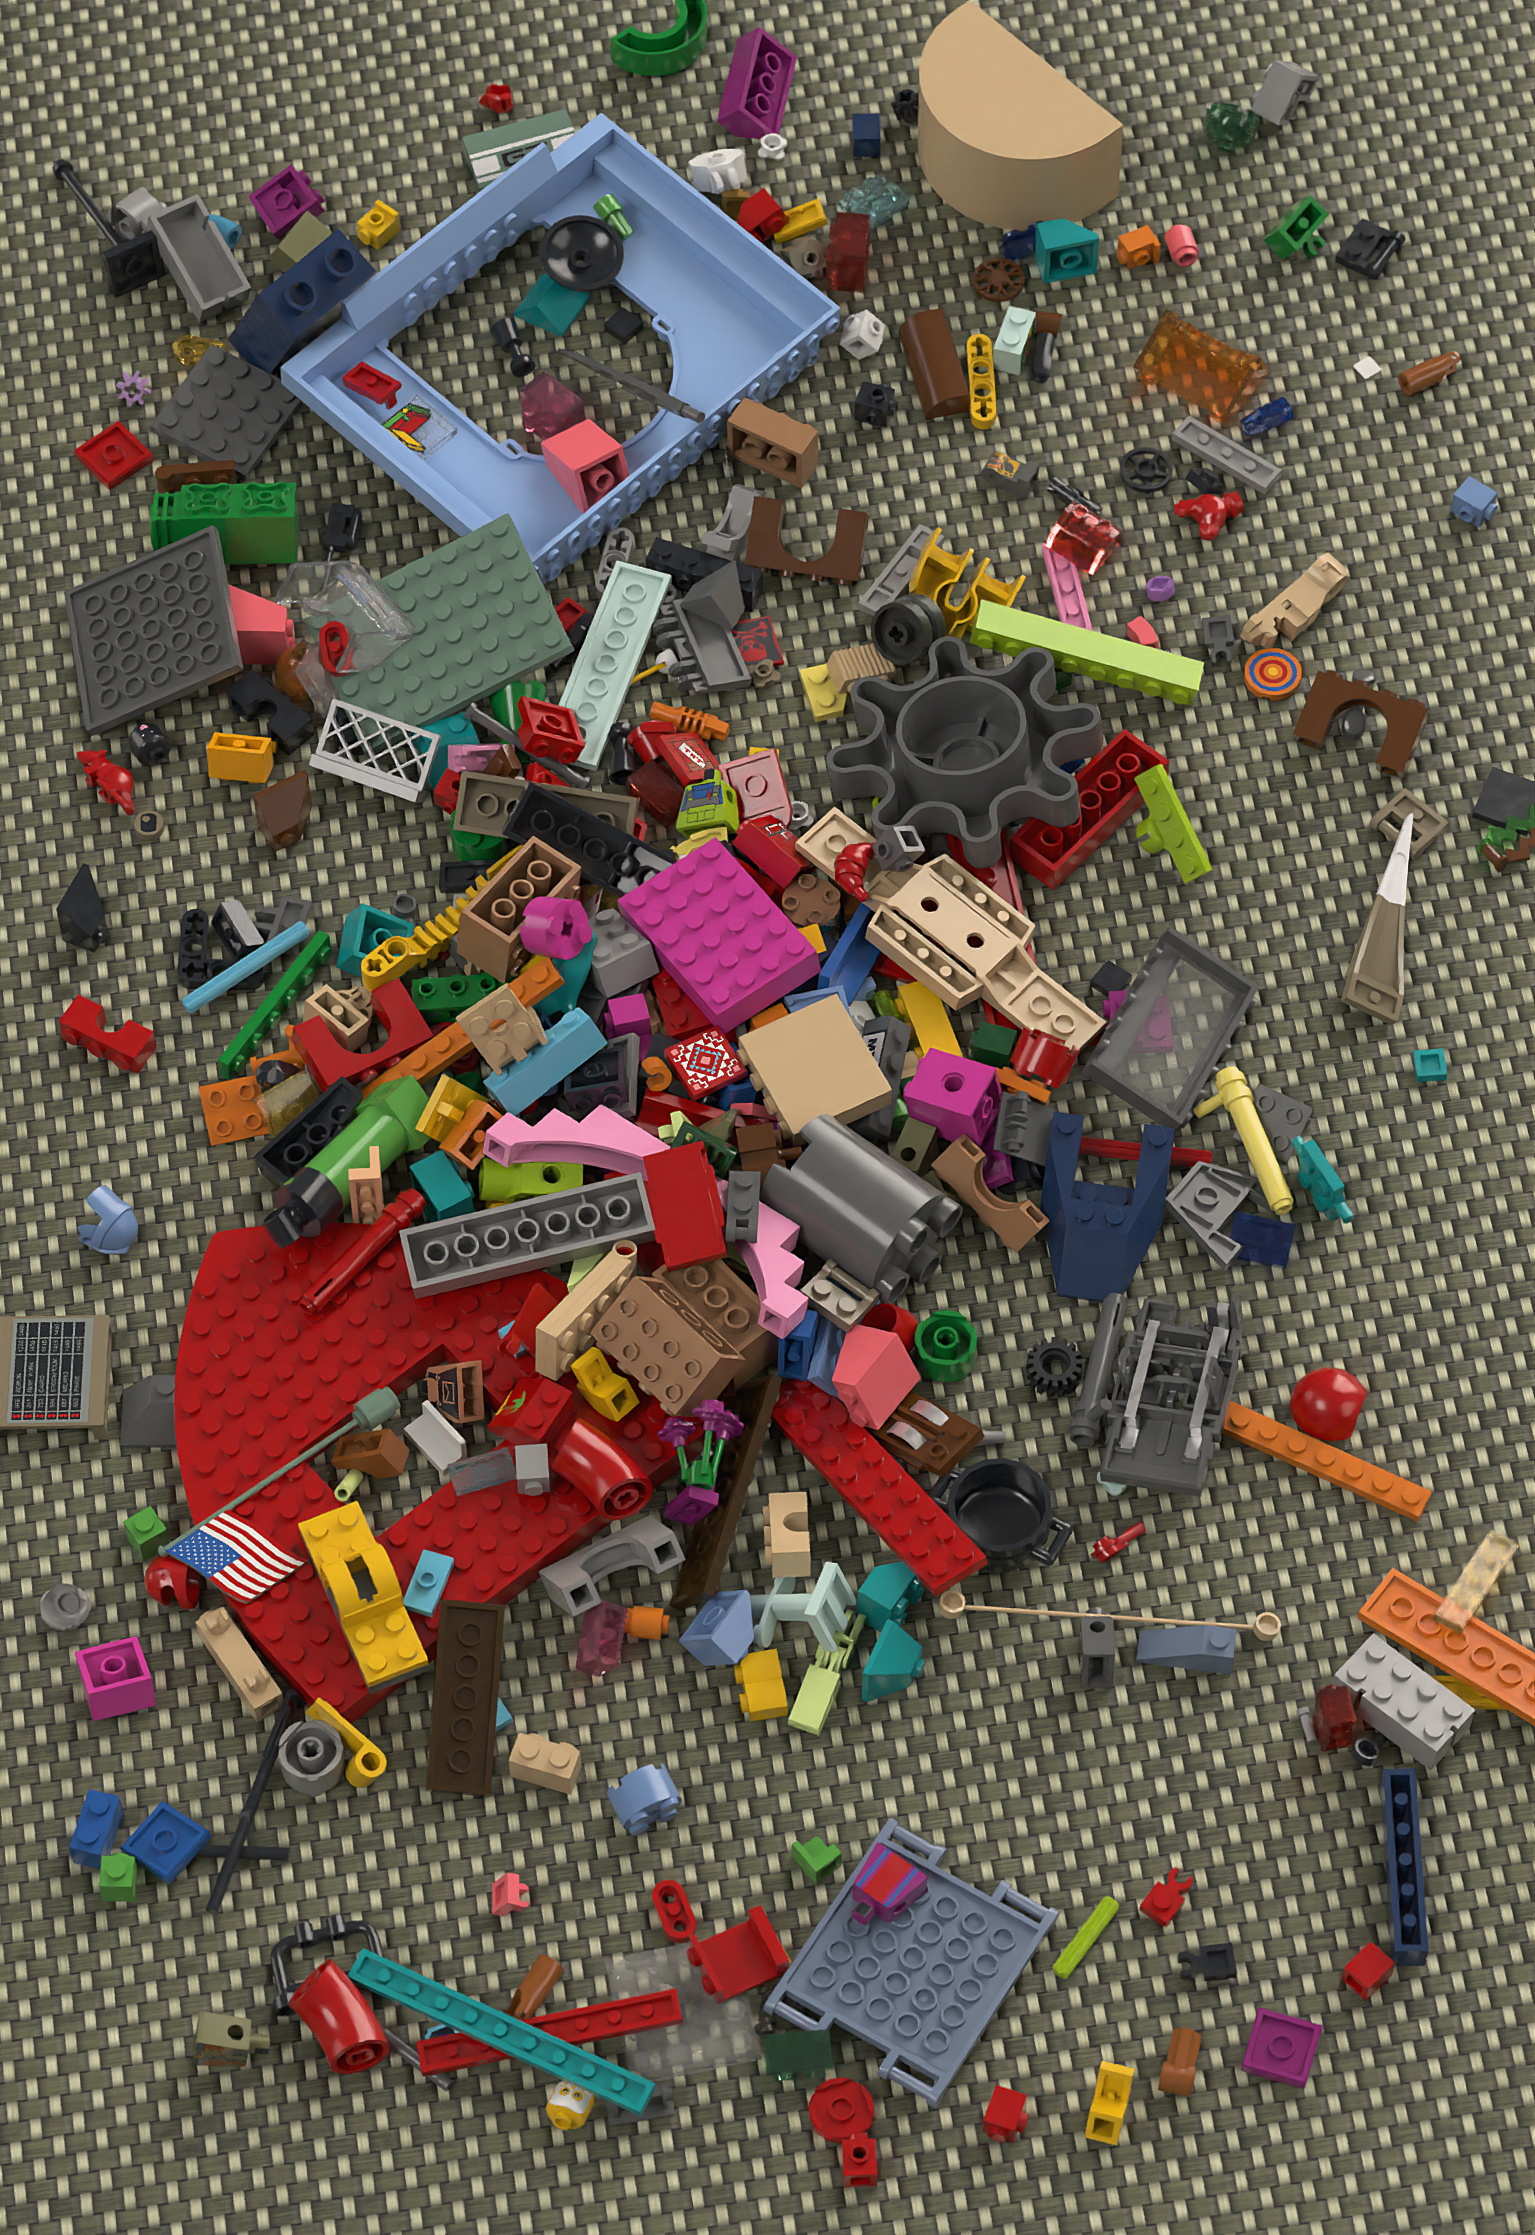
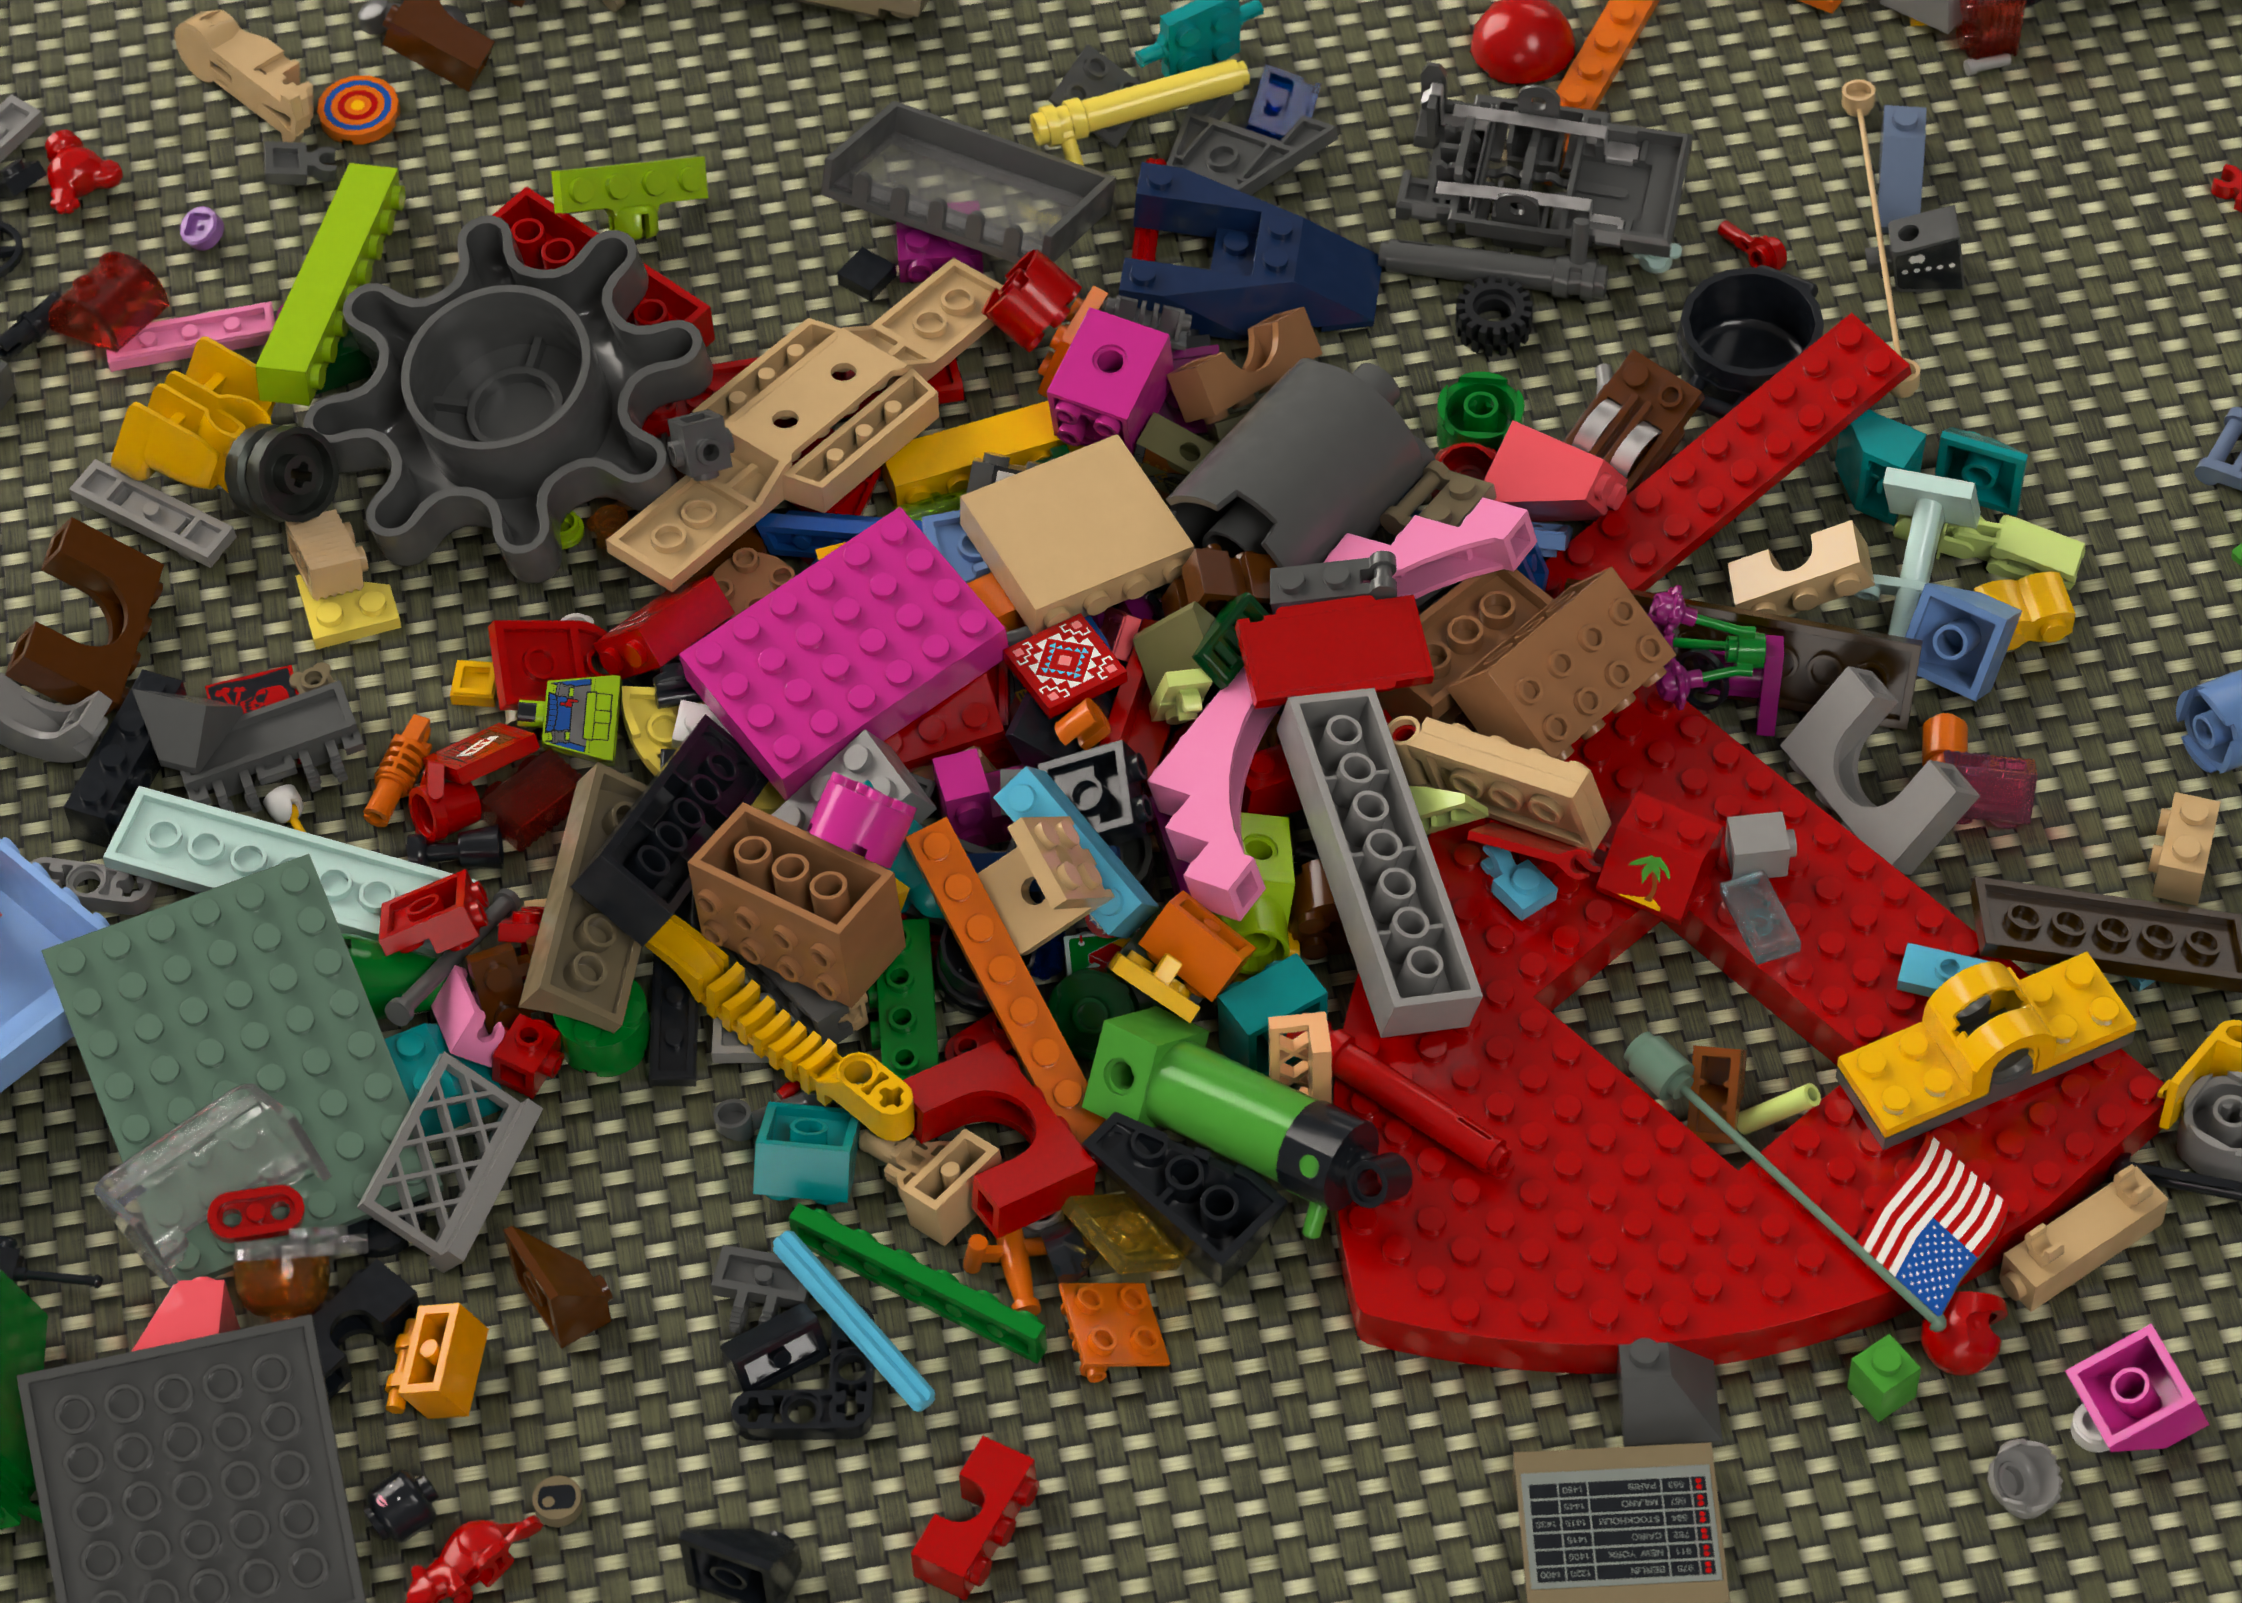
camera: 90 degrees left, 5 degrees down
(118, 1223) = (1347, 1464): medium blue helmet -> none
(436, 1438) = (1678, 1010): white panel -> none
(456, 1390) = (1607, 981): nougat torso -> none
(601, 1387) = (1619, 766): yellow brick -> none
(603, 1472) = (1753, 759): red brick -> none
(852, 867) = (721, 506): red piece -> none
(993, 1045) = (1007, 371): dark green brick -> none
(1142, 633) = (281, 247): coral piece -> none

